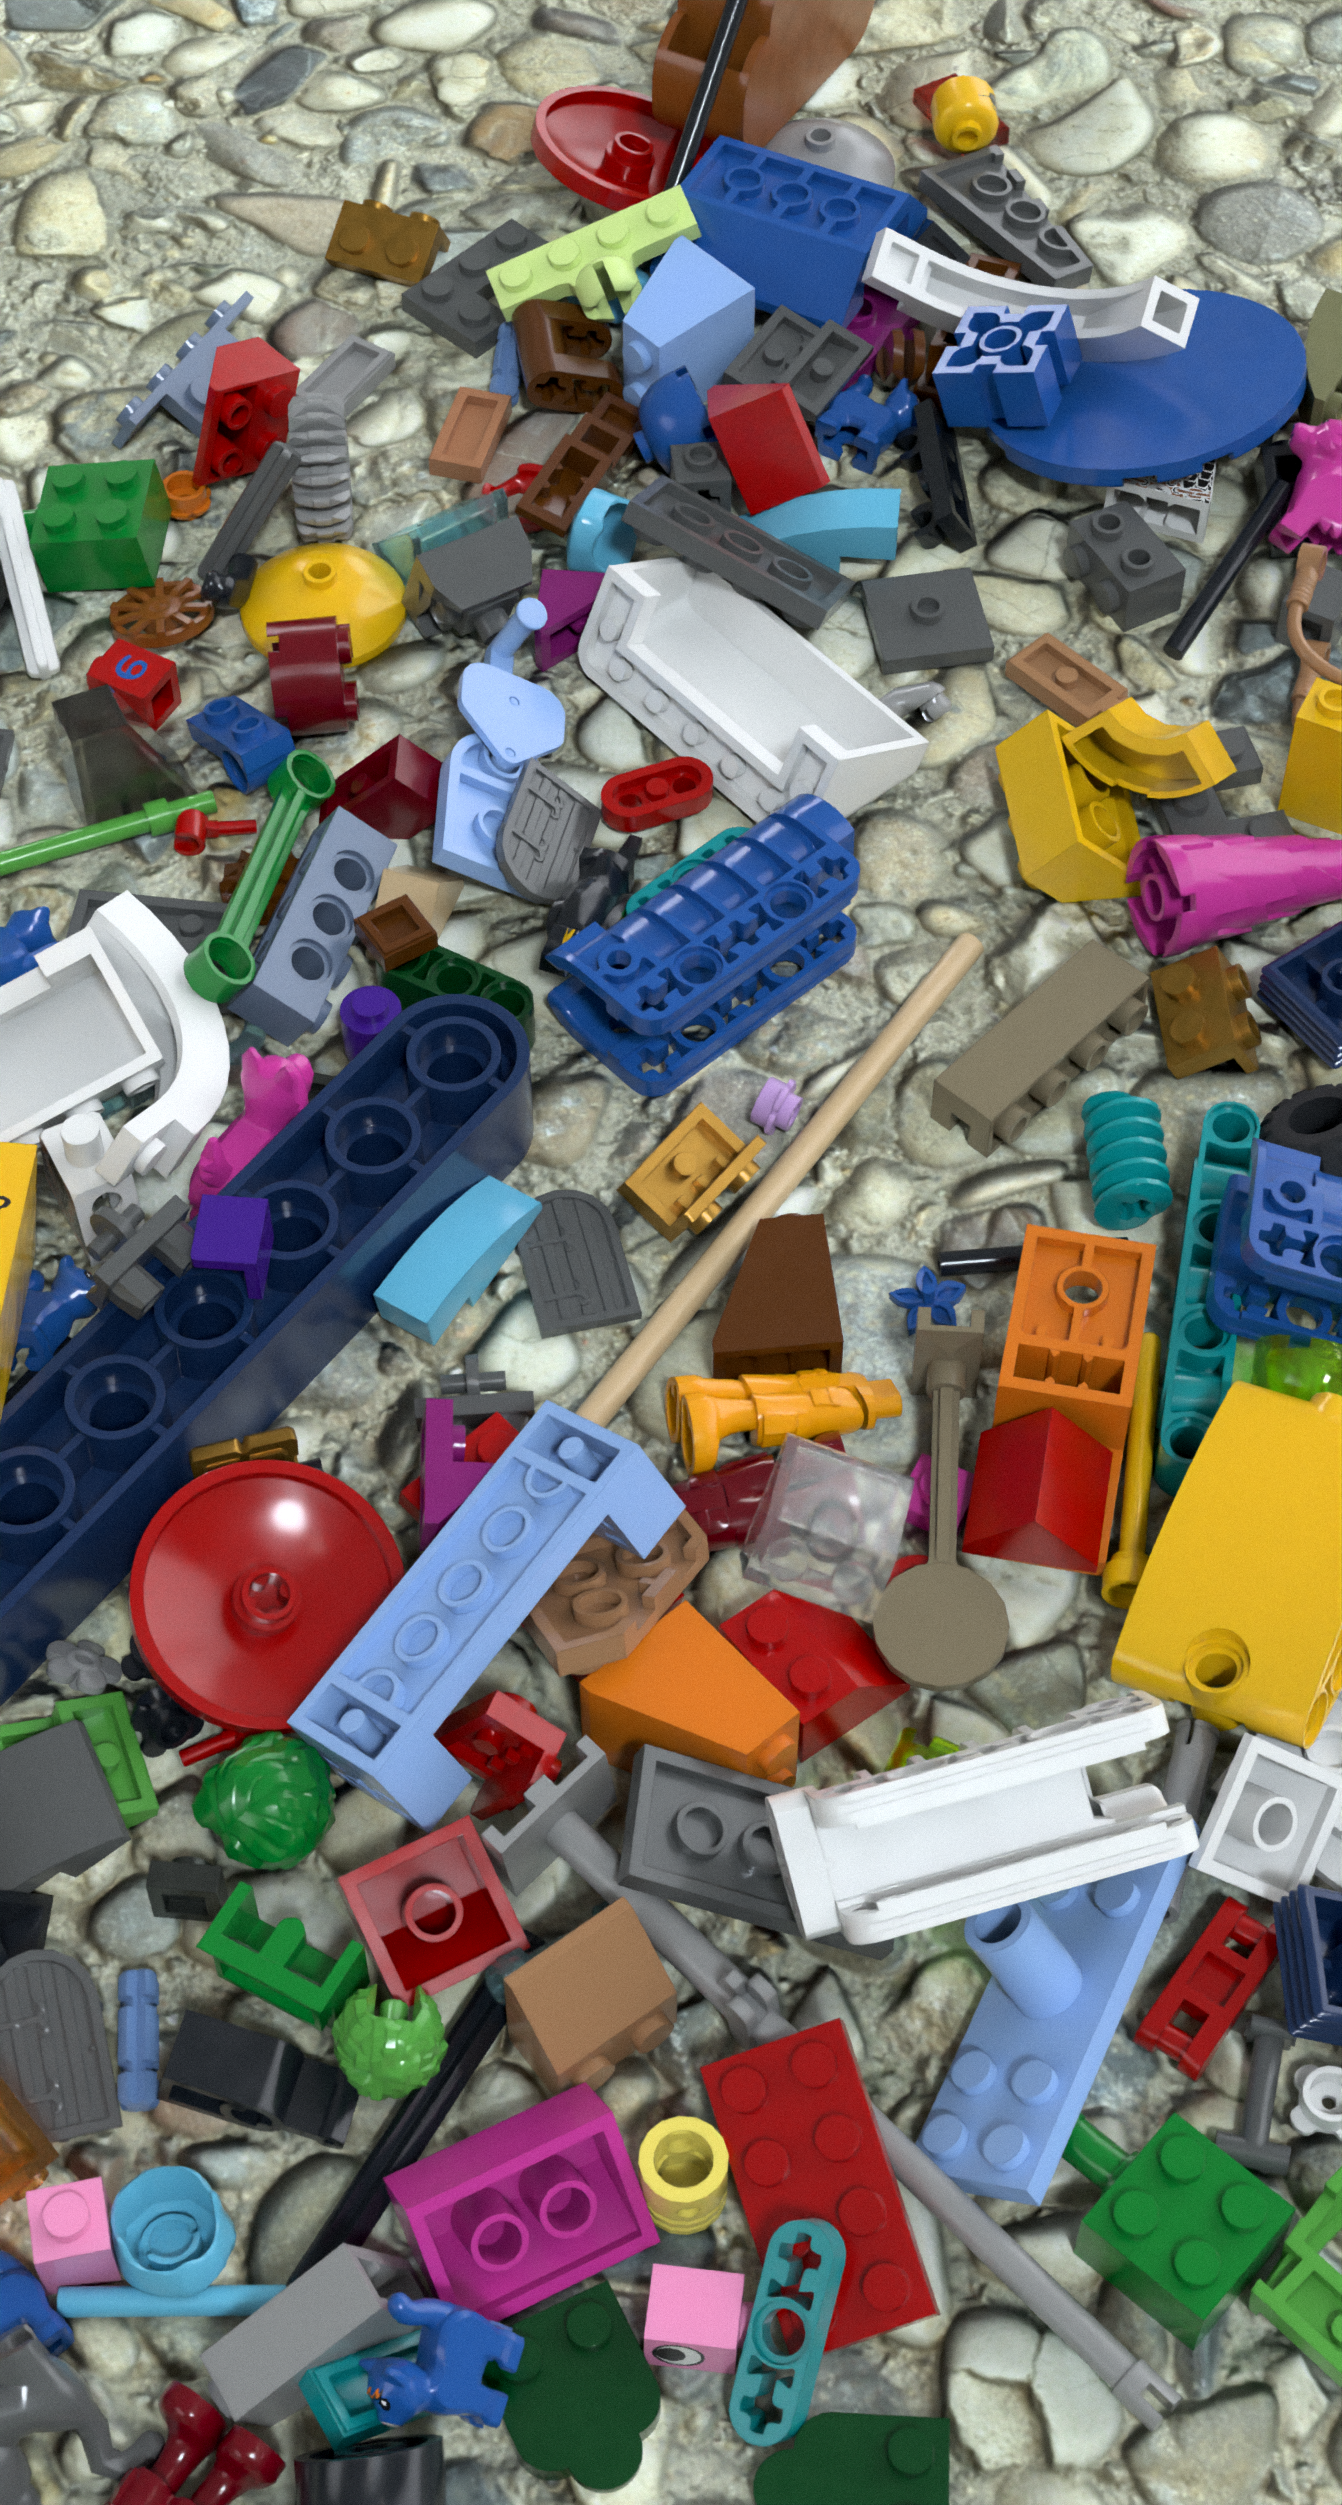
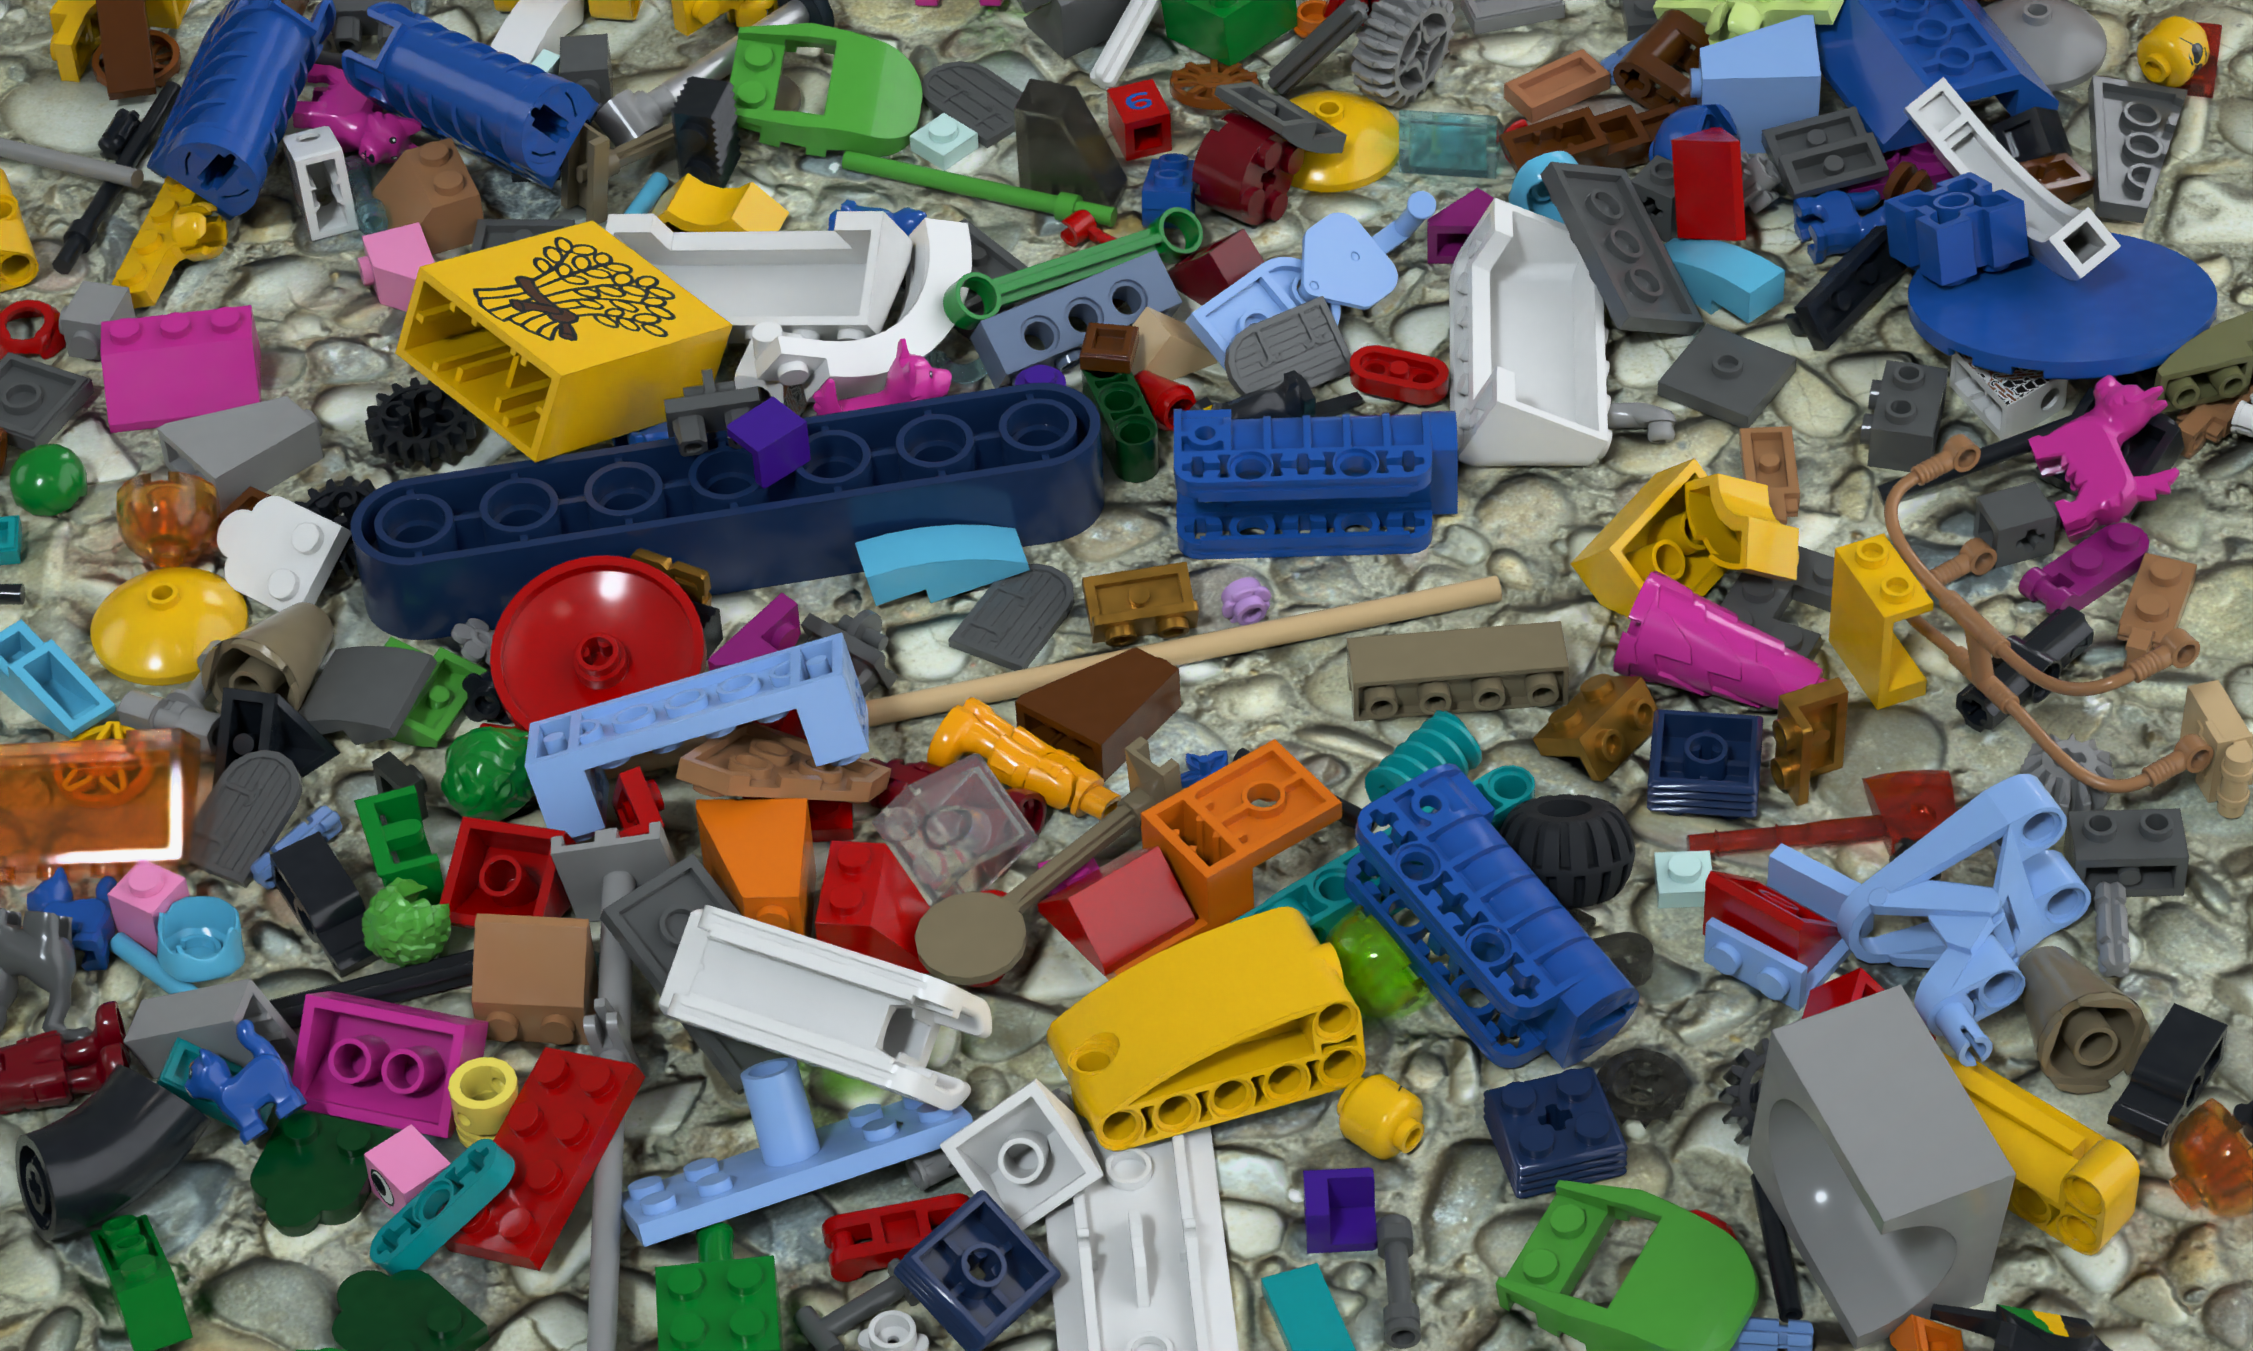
camera: 45 degrees right, 10 degrees down
(234, 588) = (1286, 86): black arm -> none
(308, 603) = (1282, 117): none -> dark grey slope
(470, 582) = (1419, 159): dark grey brick -> none
(484, 945) = (1163, 397): none -> red cone

